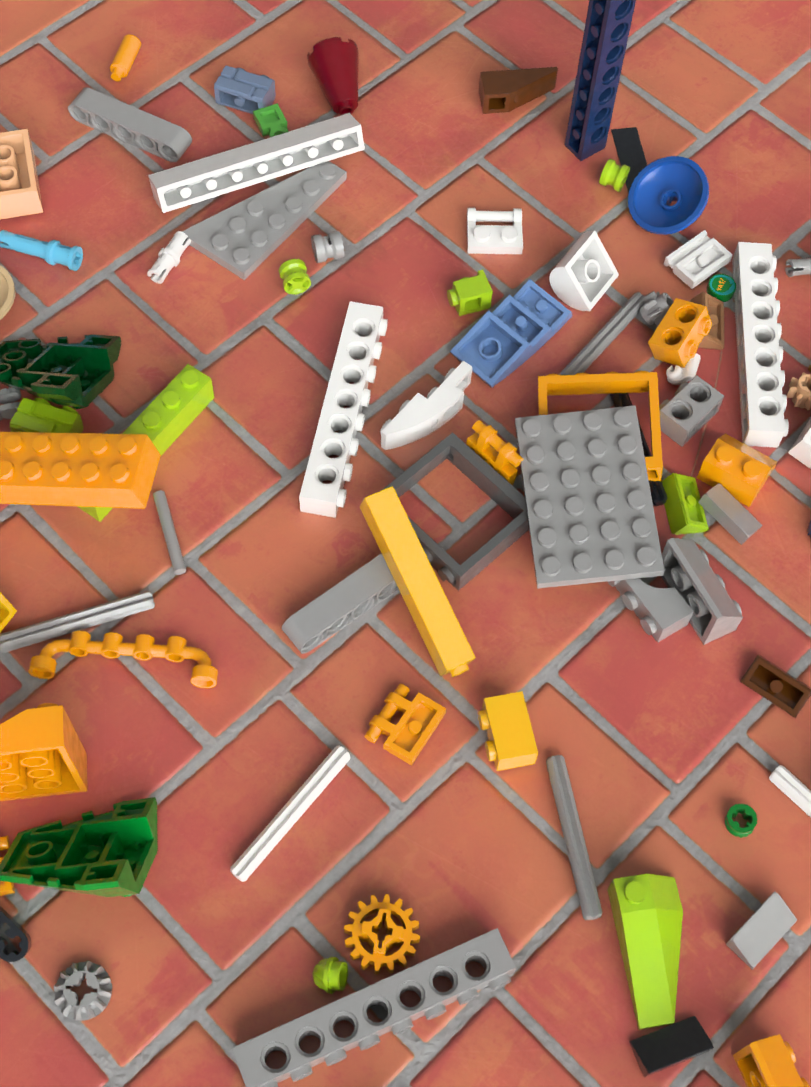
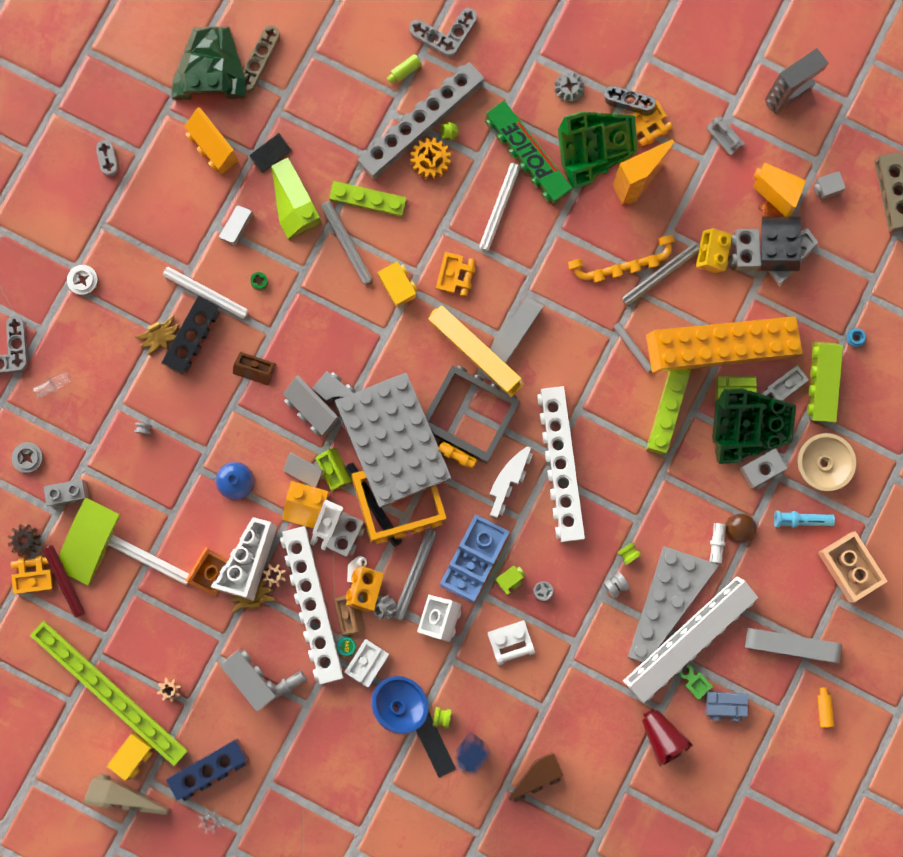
camera: 165 degrees right, 20 degrees up
(61, 317) = (752, 473): none -> light grey brick
(128, 265) = (741, 528): none -> reddish brown hair
(206, 888) = (528, 153): none -> green brick
(429, 270) = (545, 592): none -> light grey wheel
(515, 902) = (367, 198): none -> lime plate
(715, 422) = (326, 523): none -> white hinge

